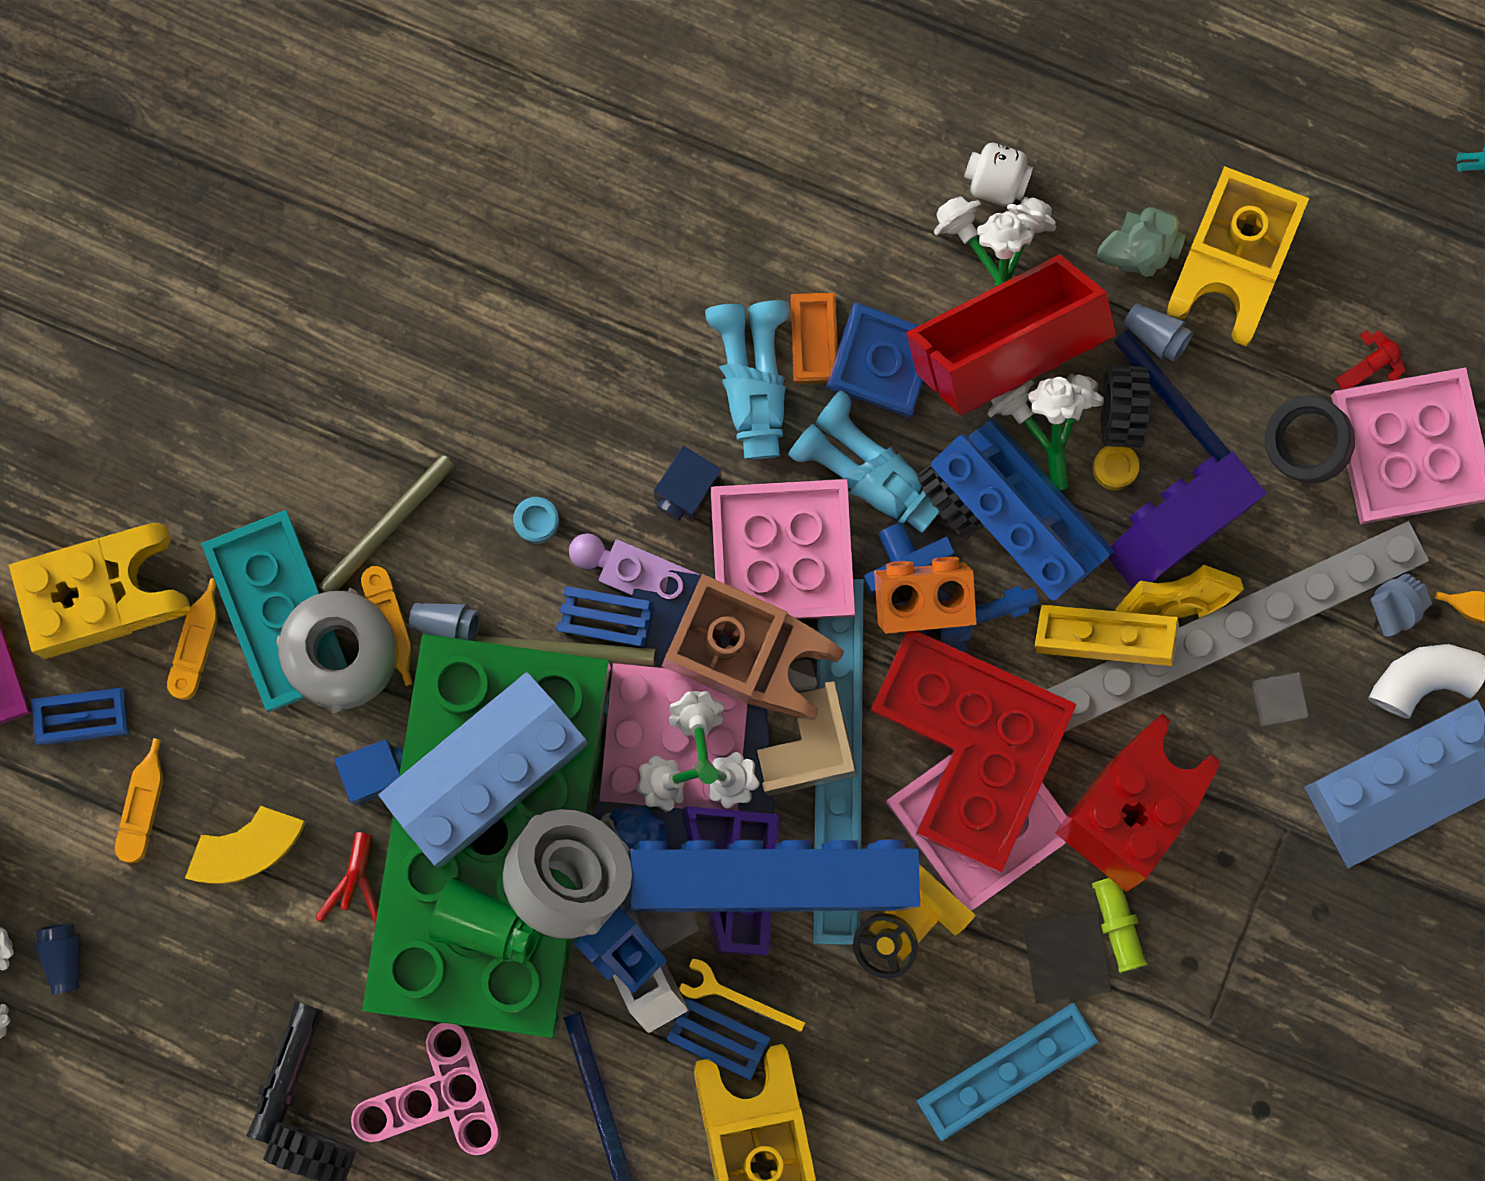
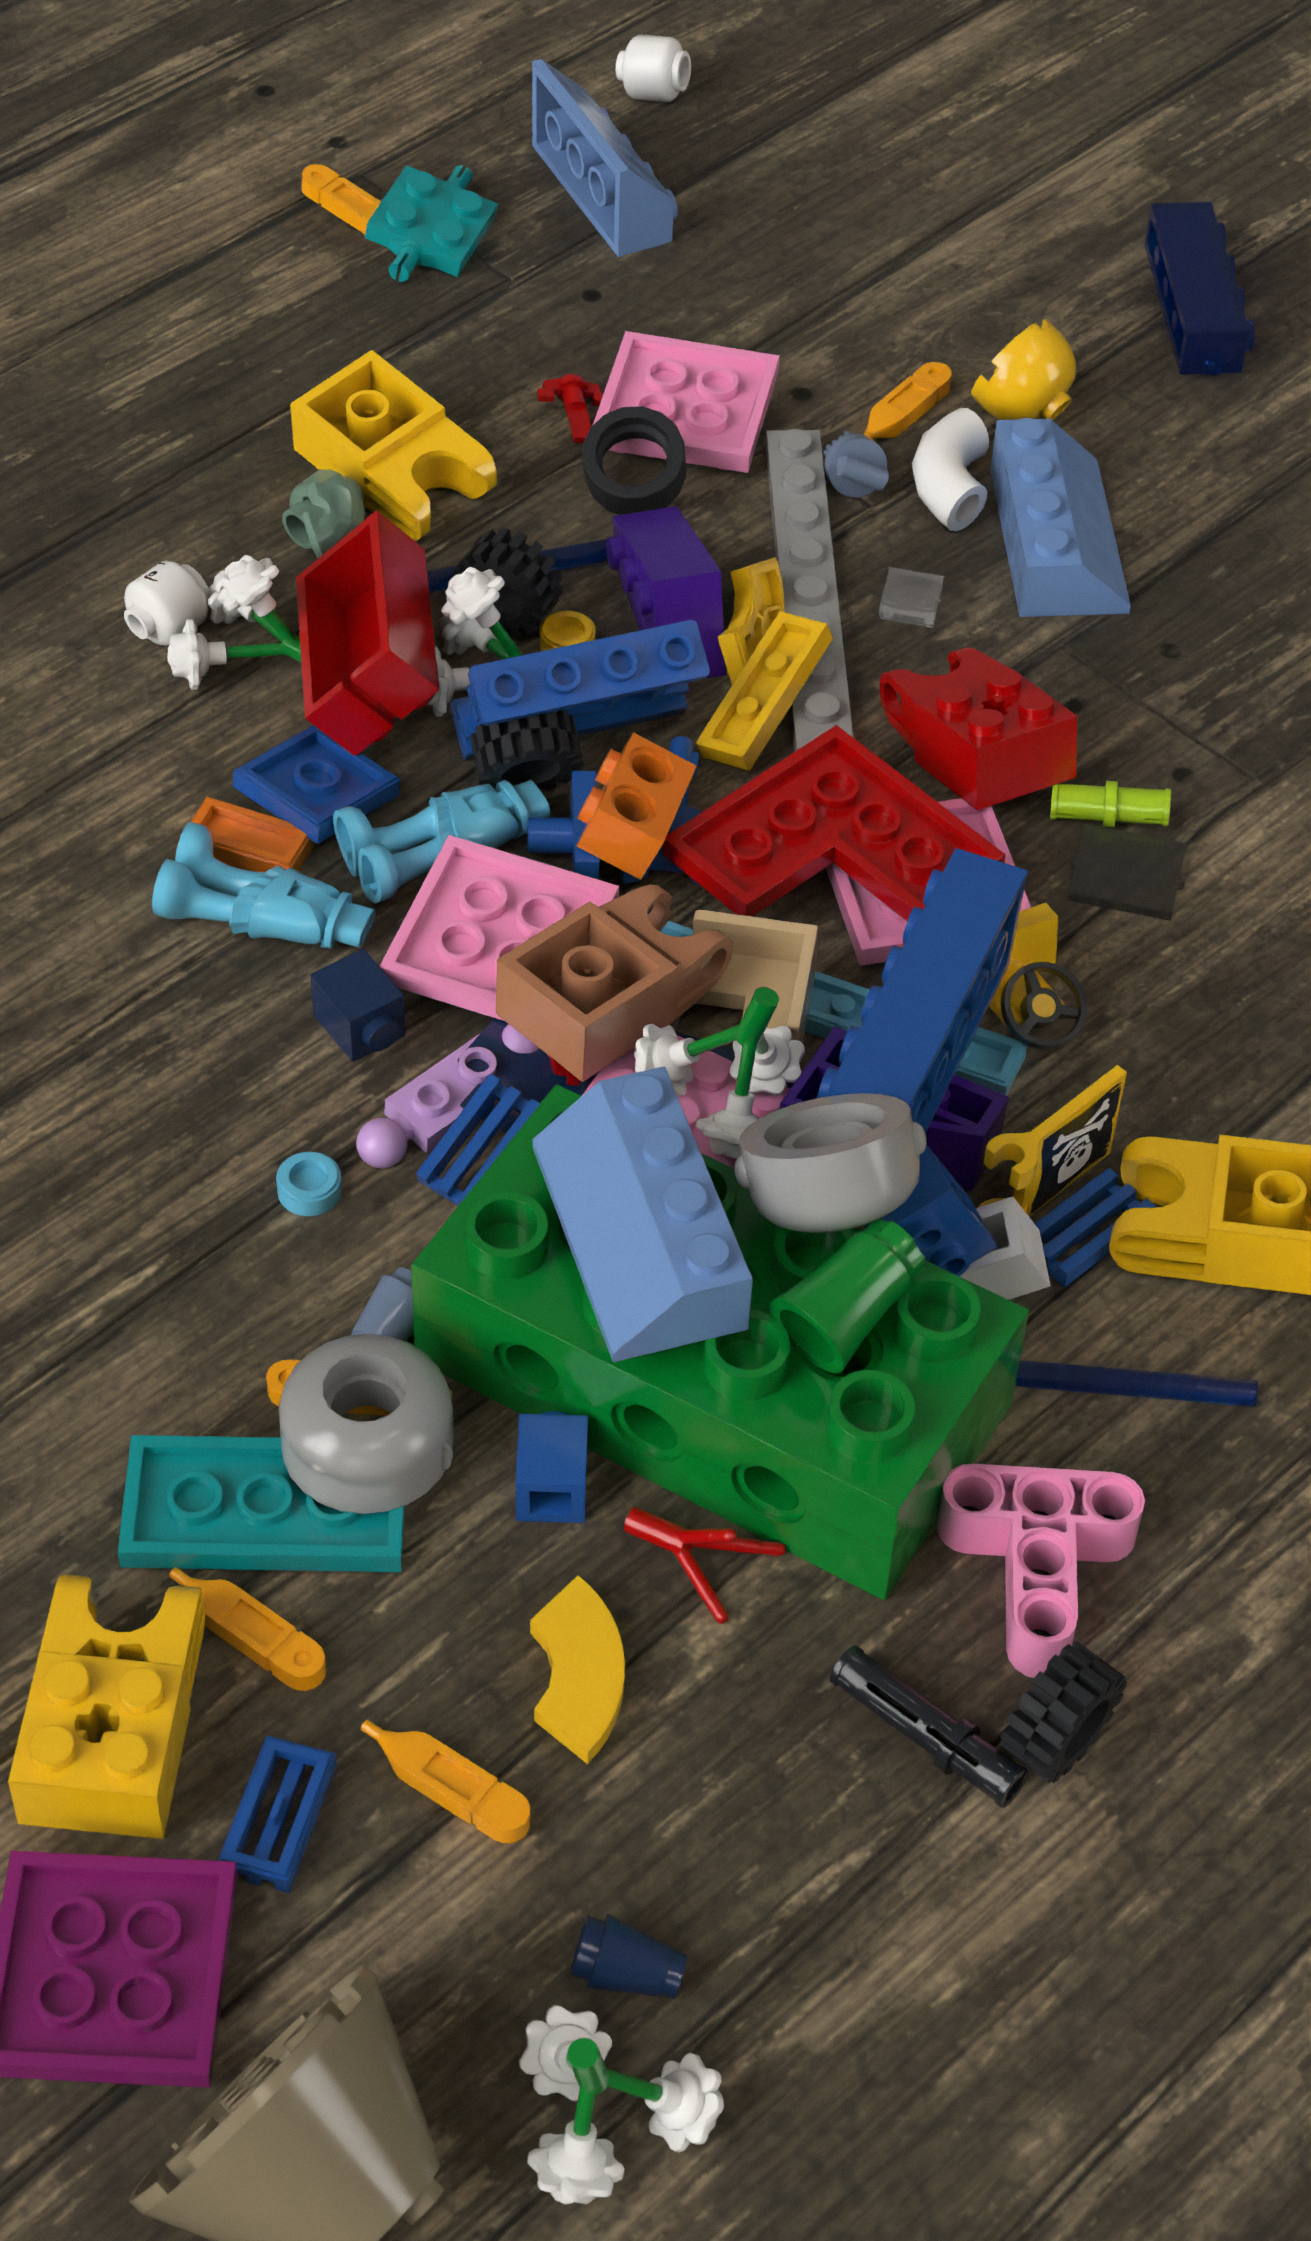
camera: 65 degrees left, 30 degrees down
(387, 524) = (216, 1340): olive bar -> none
(1006, 1071) = (1245, 970): dark azure tile -> none
(1158, 331) = (445, 538): sand blue cone -> none

